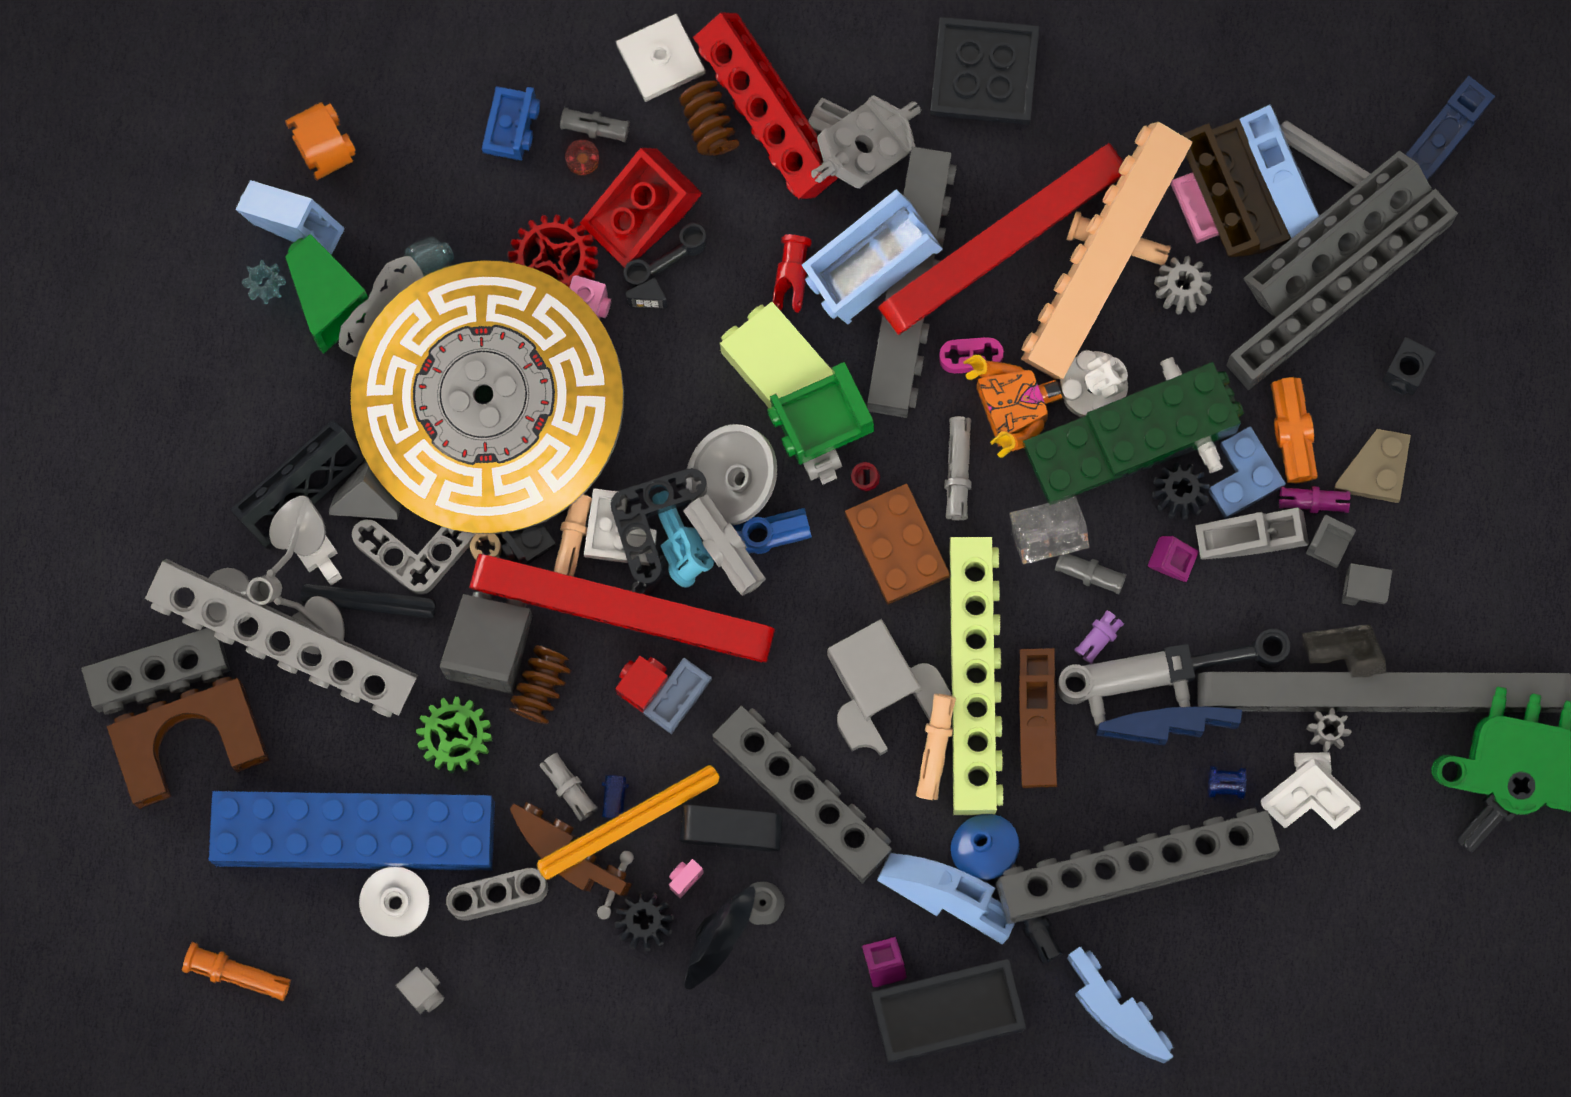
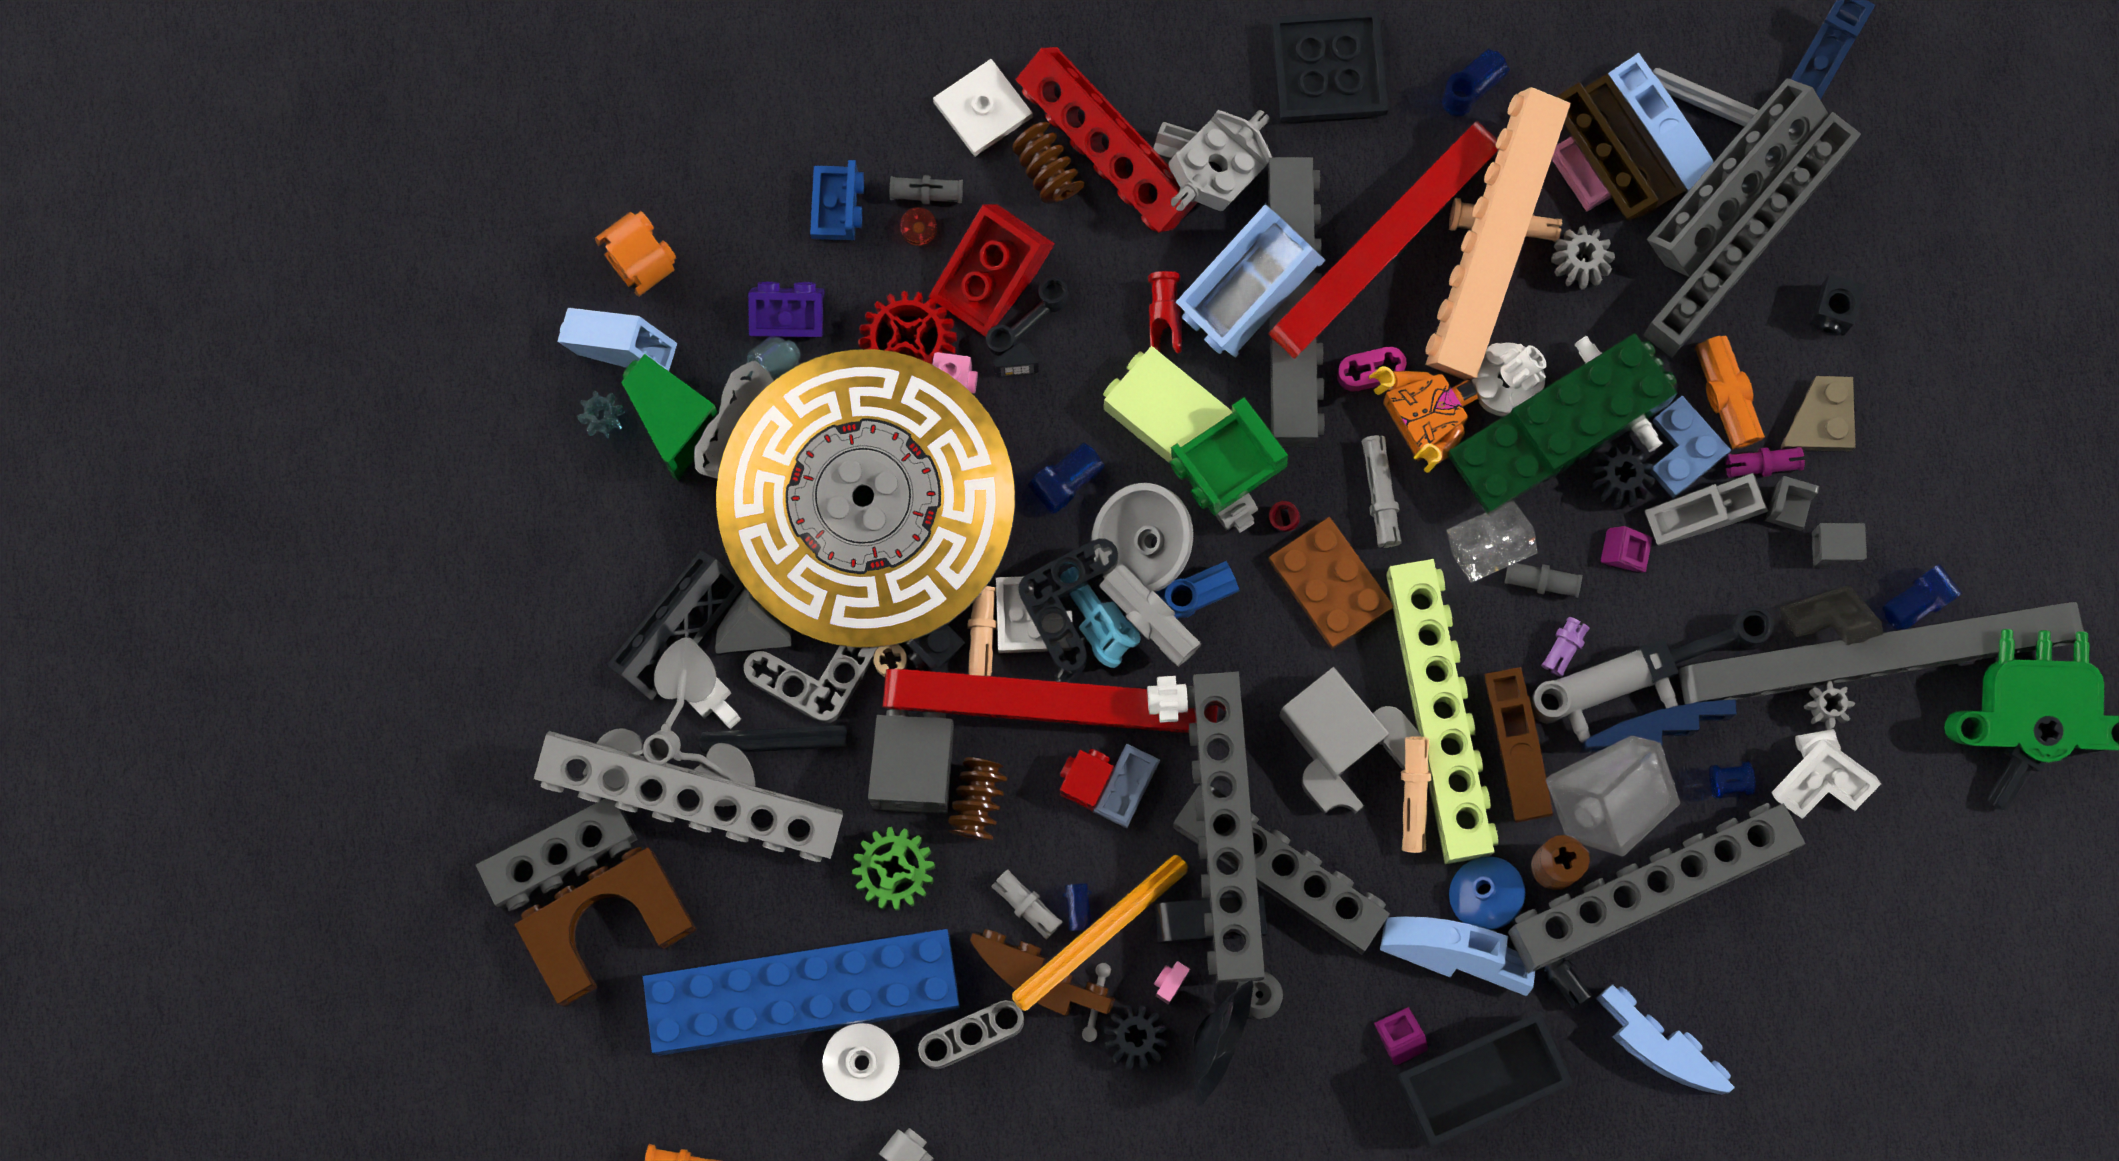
camera: 10 degrees left, 0 degrees up
(447, 214) = (786, 310): none -> dark purple bracket
(666, 413) = (1058, 484): none -> clear blue piece
(725, 622) = (1167, 699): none -> white gear
(777, 624) = (1225, 692): none -> dark grey brick
(1062, 820) = (1563, 849): none -> reddish brown piece
(1115, 106) = (1474, 82): none -> clear blue piece
(1115, 777) = (1615, 795): none -> clear slope
(1440, 644) = (1927, 594): none -> clear blue piece

